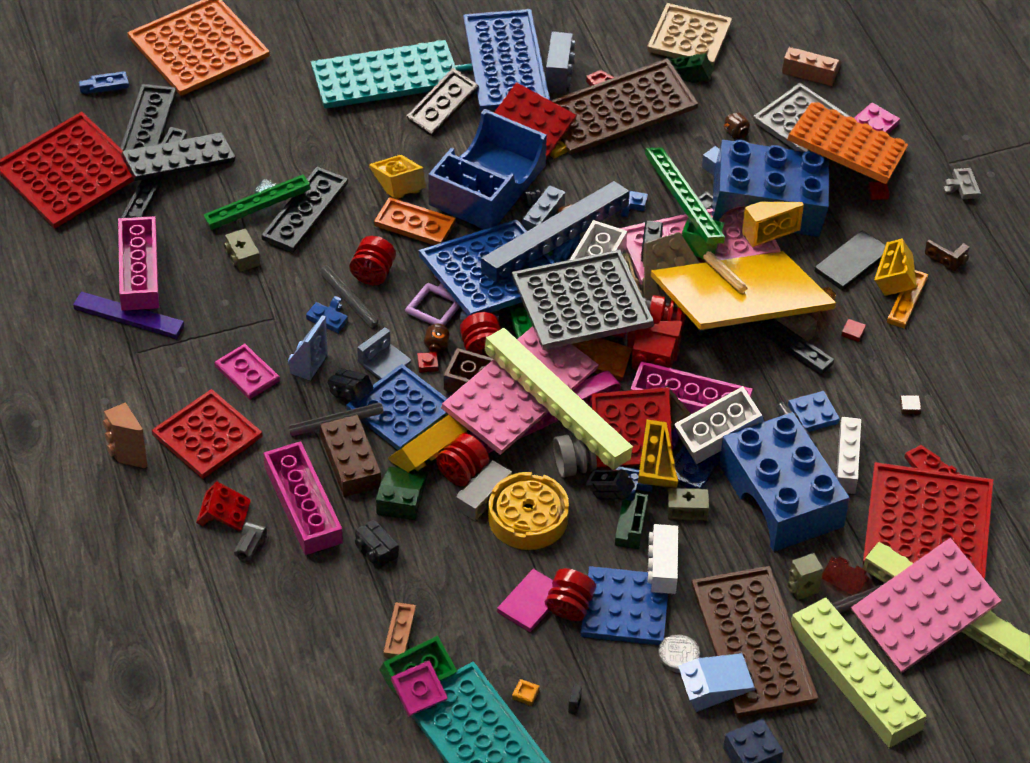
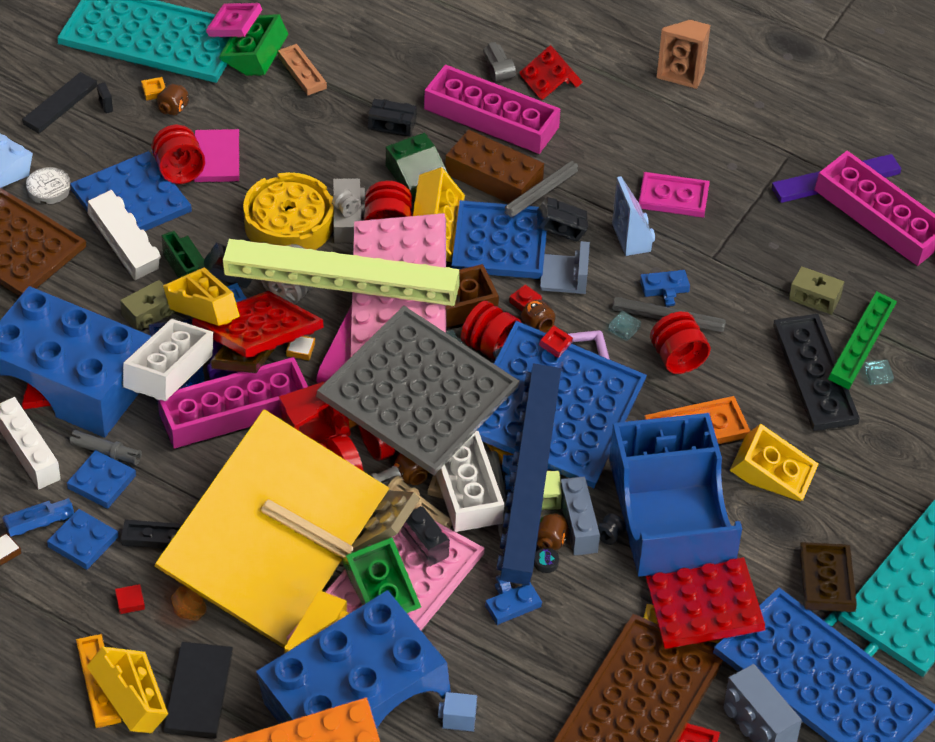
camera: 140 degrees right, 0 degrees up
(207, 433) = (638, 120): red plate -> none
(384, 307) = (624, 325): none -> clear light blue plate
(461, 283) = (556, 341): none -> red plate
(490, 472) = (346, 202): none -> light grey wheel
(523, 665) = (172, 99): none -> reddish brown head
(610, 725) = (59, 102): none -> black tile
(685, 196) = (442, 608): green plate -> none
(855, 382) = (82, 539): none -> blue plate
(876, 406) = (37, 516): none -> blue hinge

